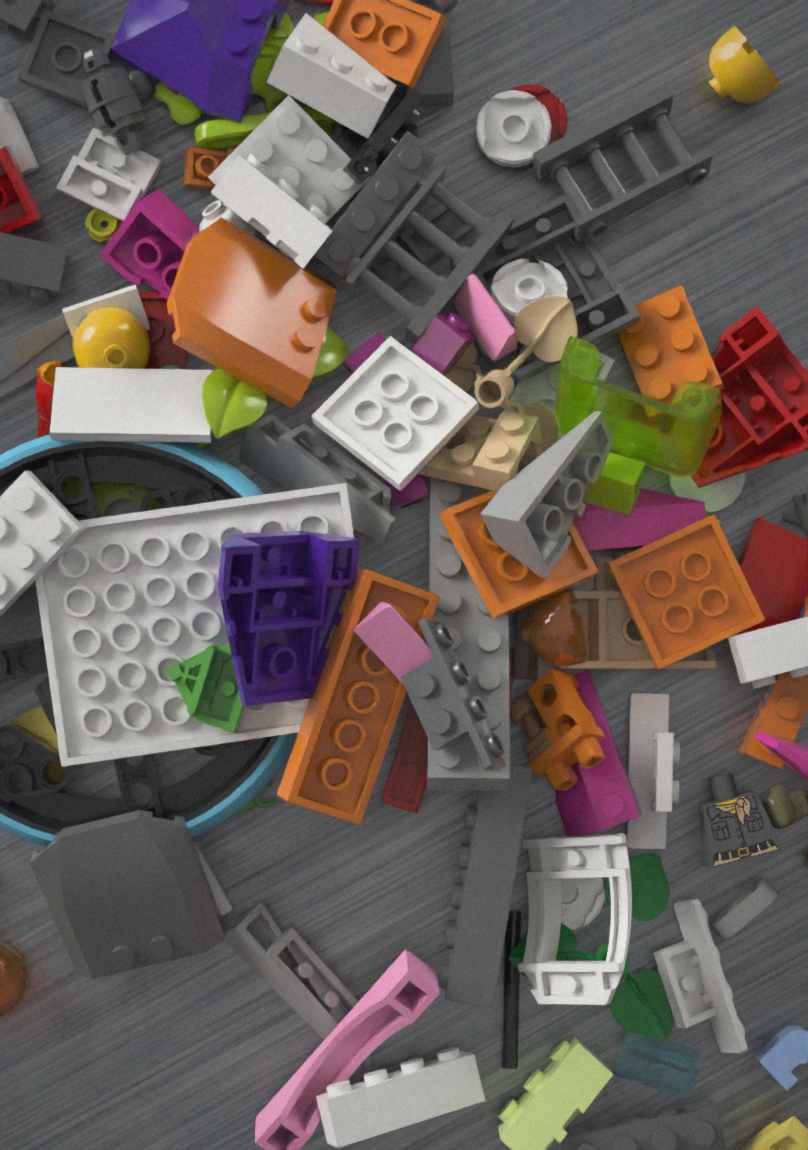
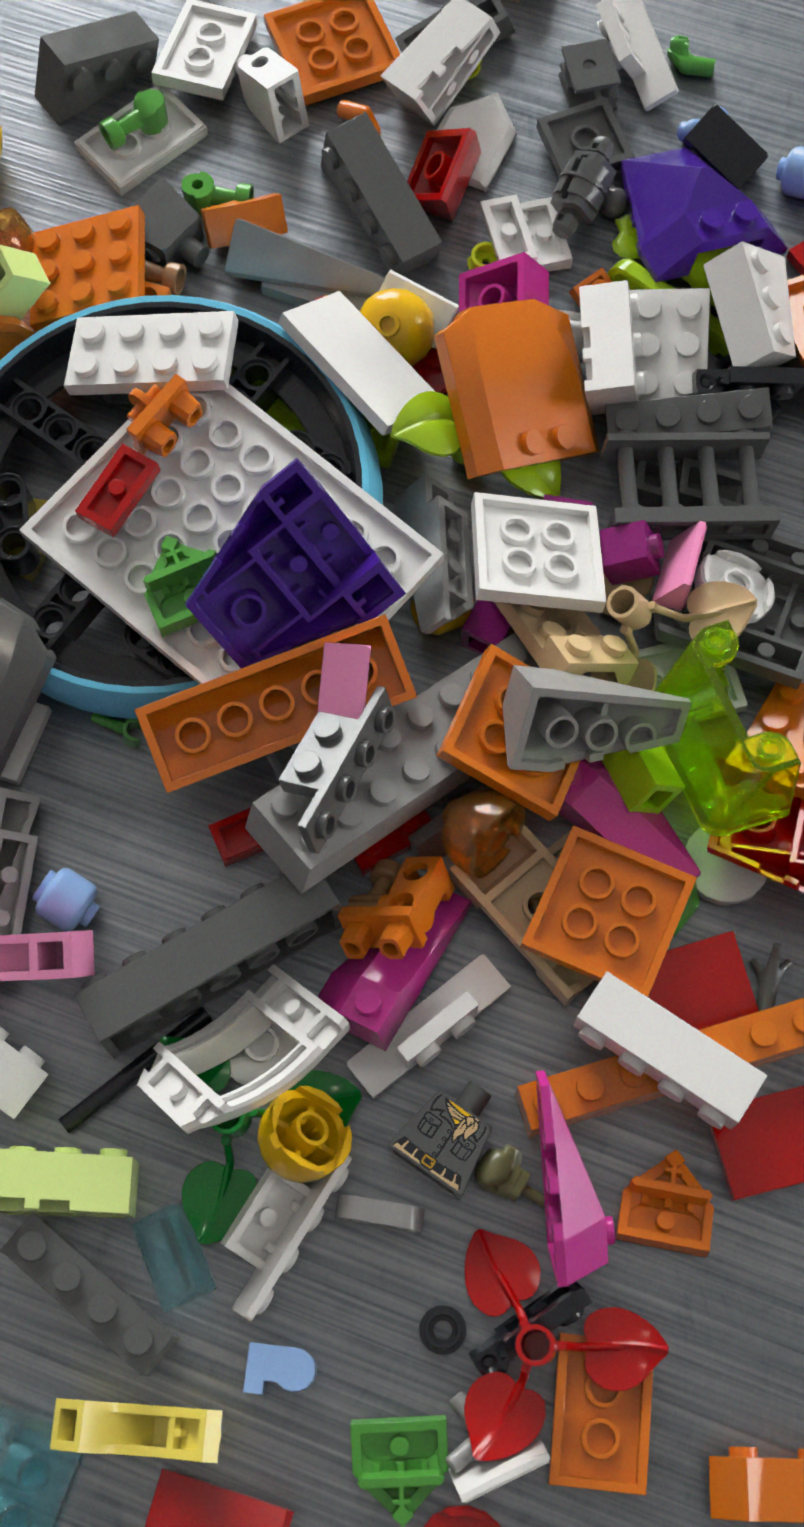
camera: 50 degrees right, 15 degrees down
(70, 612) = (156, 411): none -> orange hips
(97, 673) = (117, 490): none -> red plate
(354, 943) = (66, 899): none -> light blue head
(663, 919) = (303, 1135): none -> yellow cylinder

